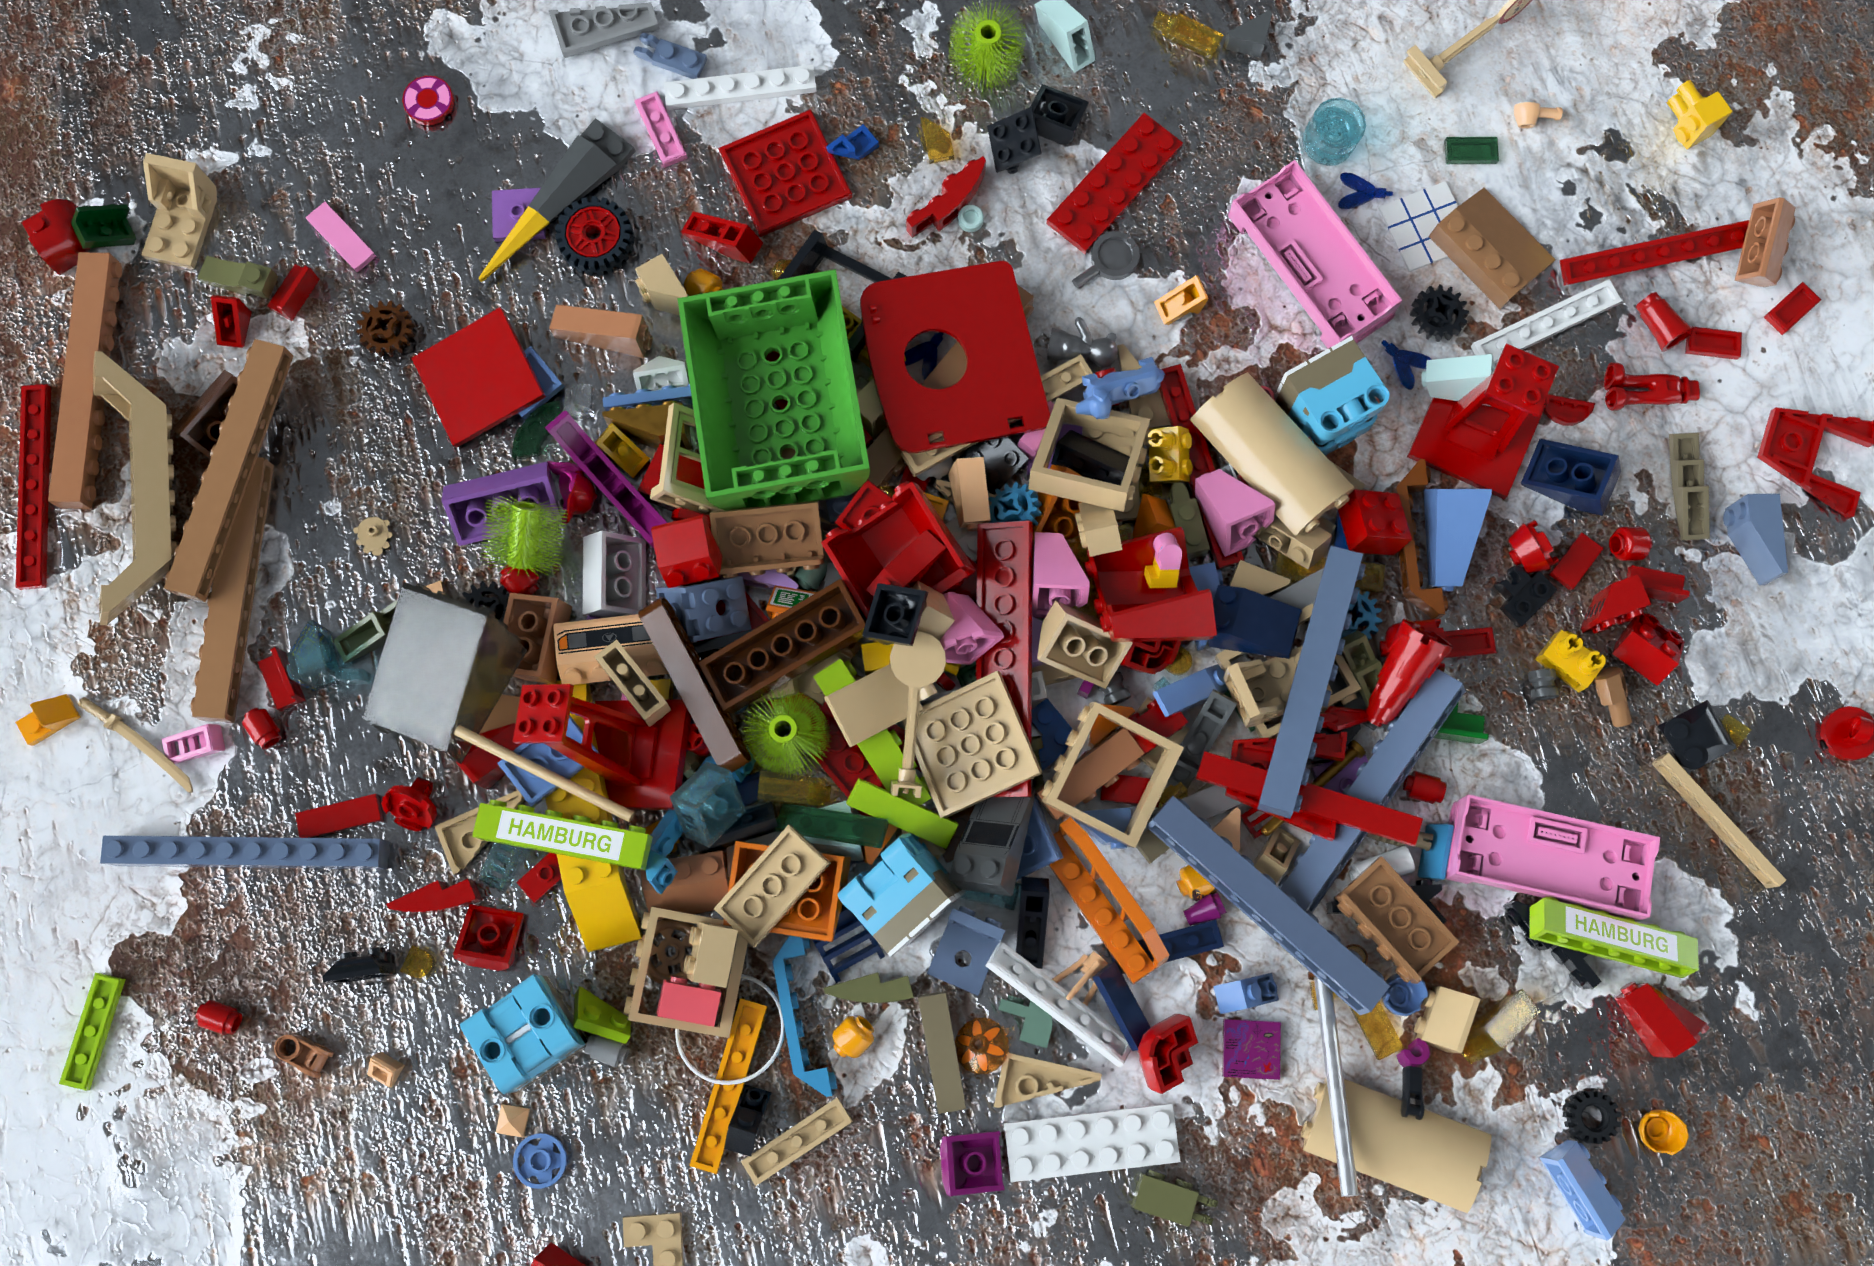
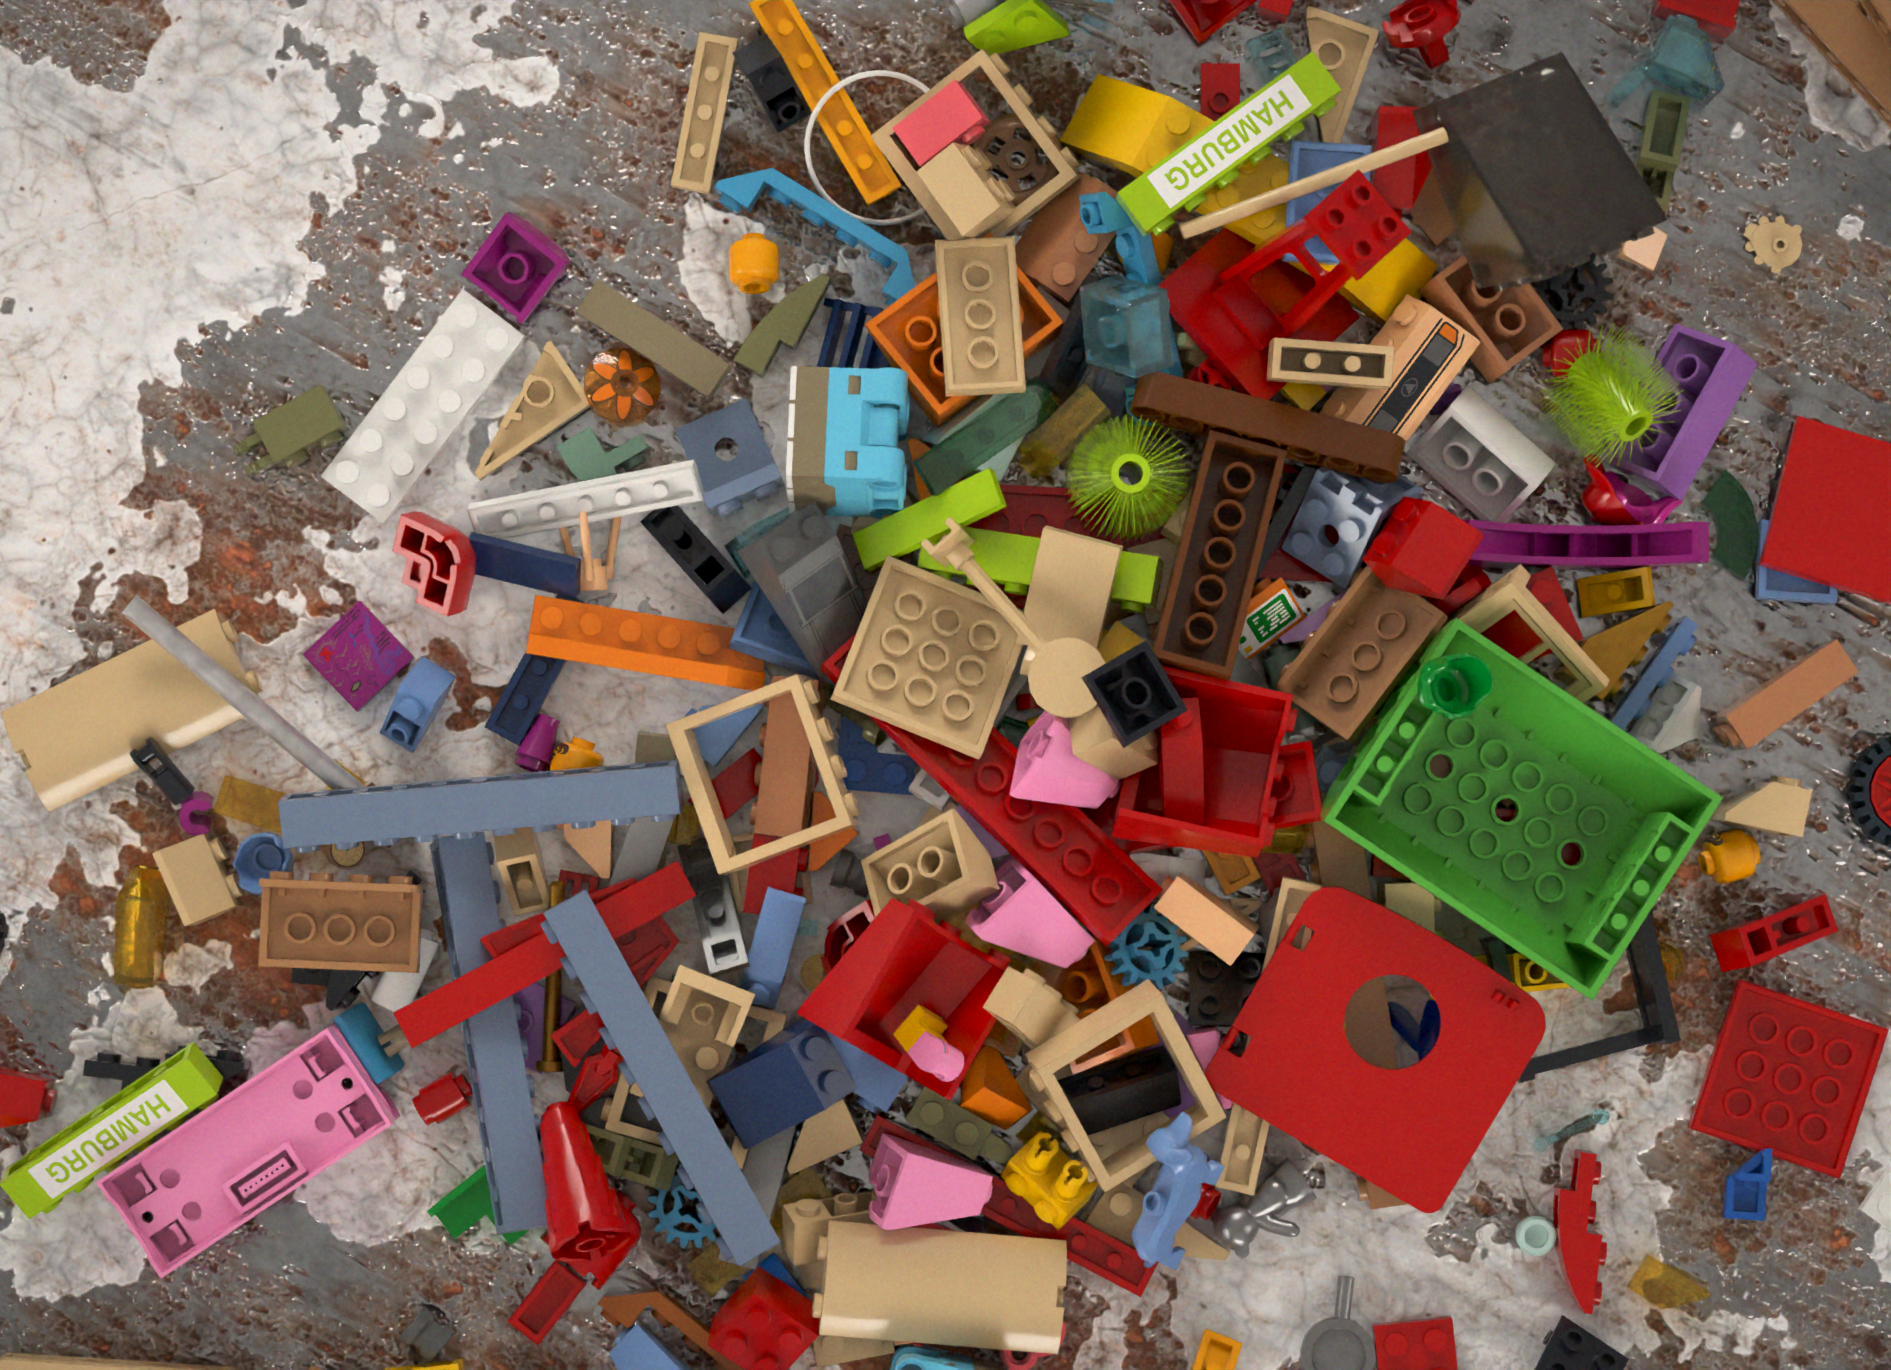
camera: 135 degrees right, 10 degrees up
(741, 463) = (1455, 684): none -> green hair
(885, 240) = (1599, 1116): none -> clear light blue hinge

